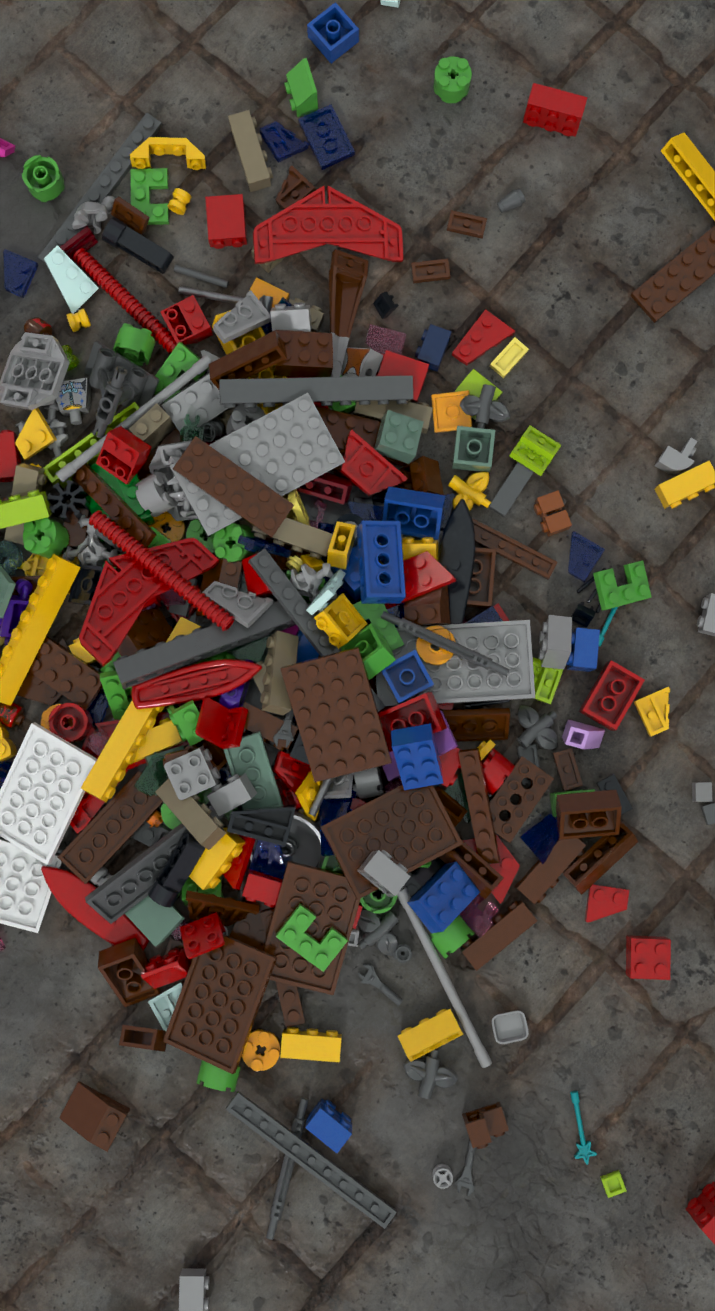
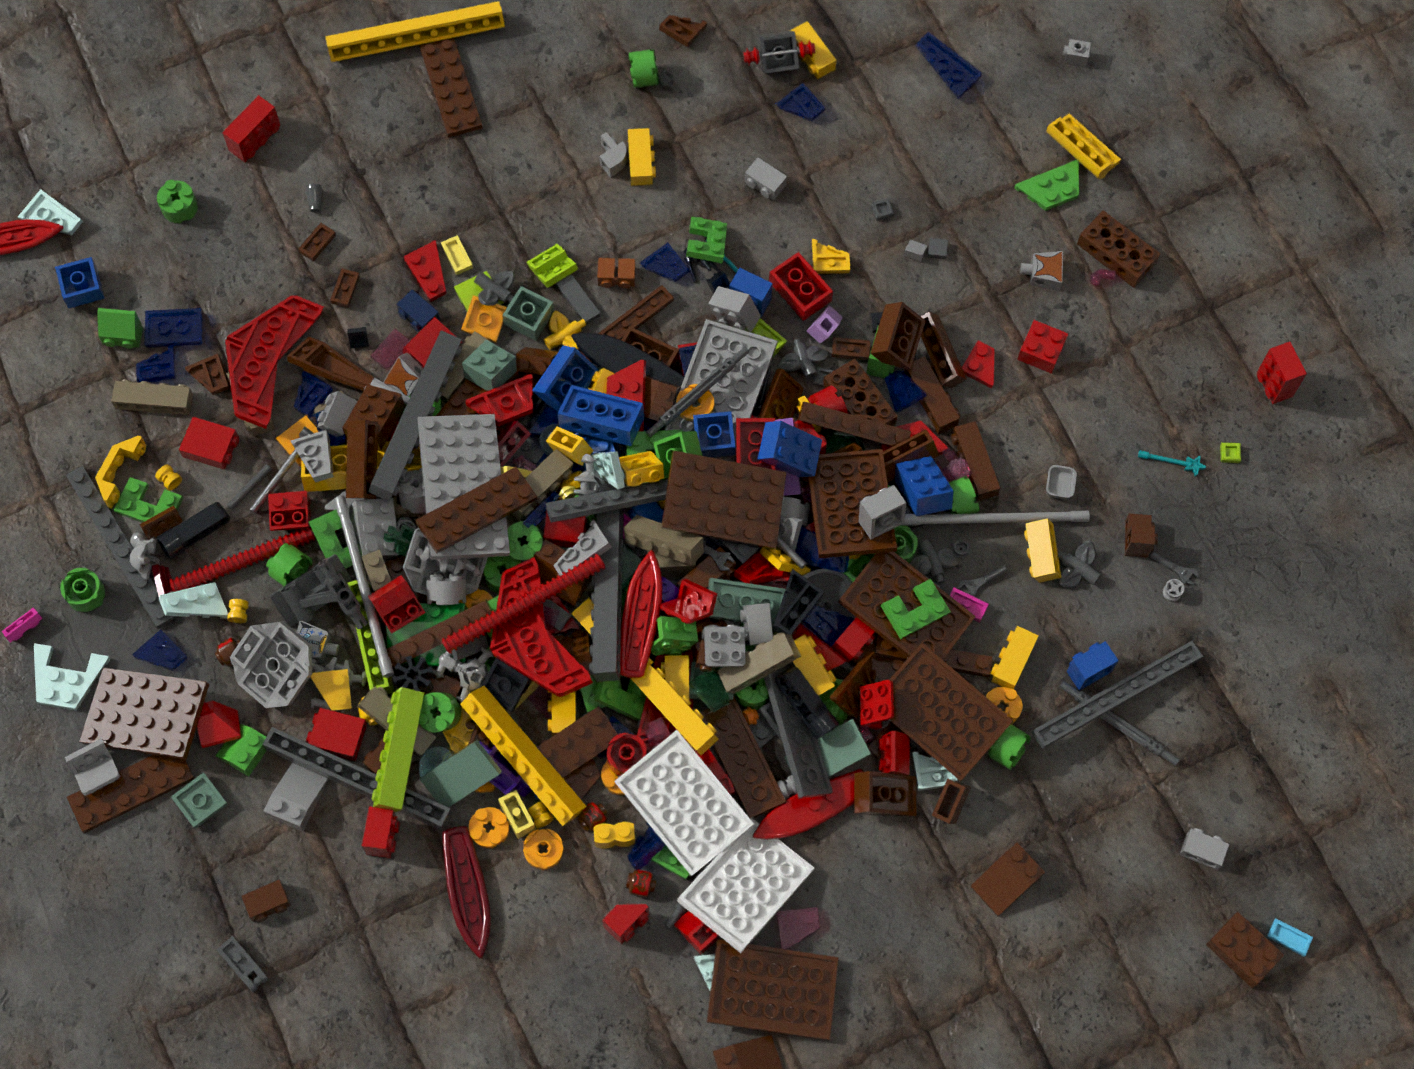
camera: 70 degrees left, 15 degrees down
(310, 289) = (311, 394): none -> clear blue wing
(348, 980) = (971, 603): none -> dark pink plate

